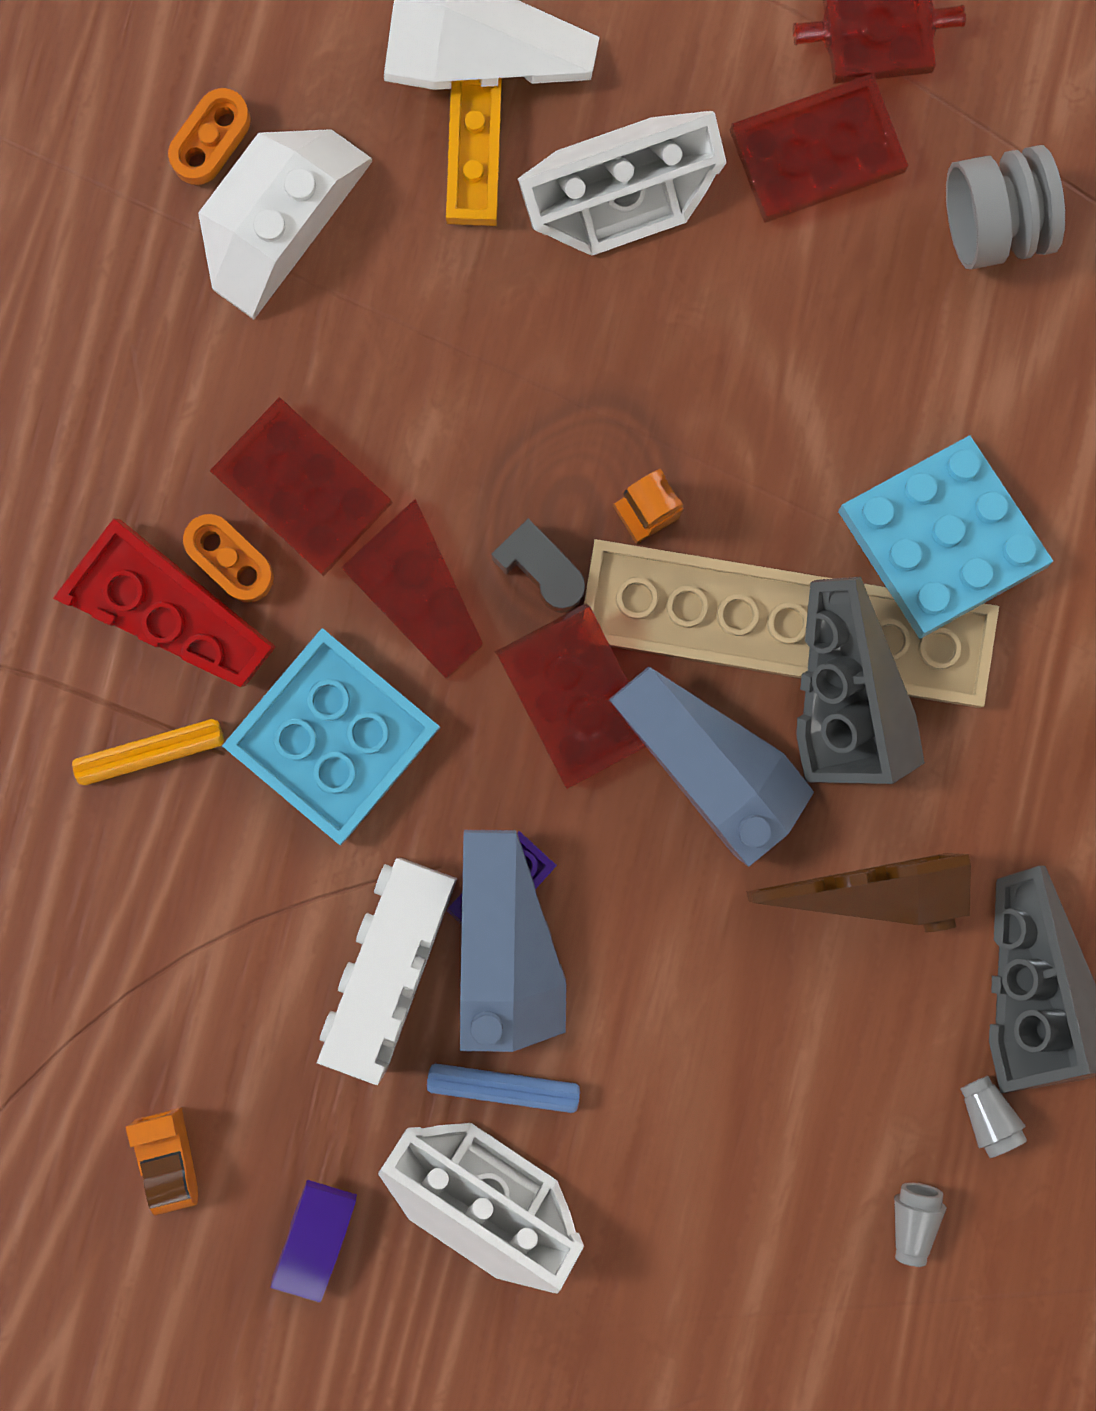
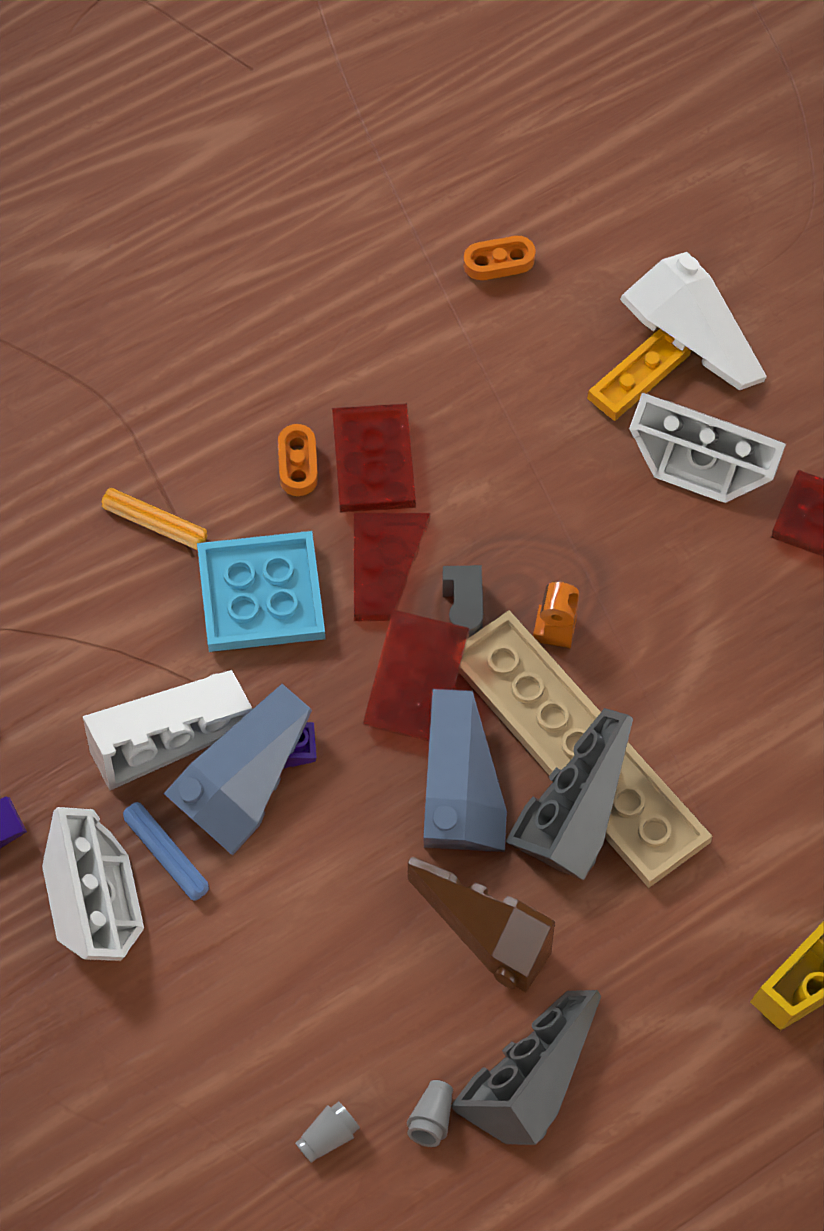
camera: 45 degrees right, 25 degrees down
(149, 596) = (237, 449): red wing -> none
(274, 210) = (498, 319): white wedge -> none
(945, 536) = (715, 774): medium azure plate -> none

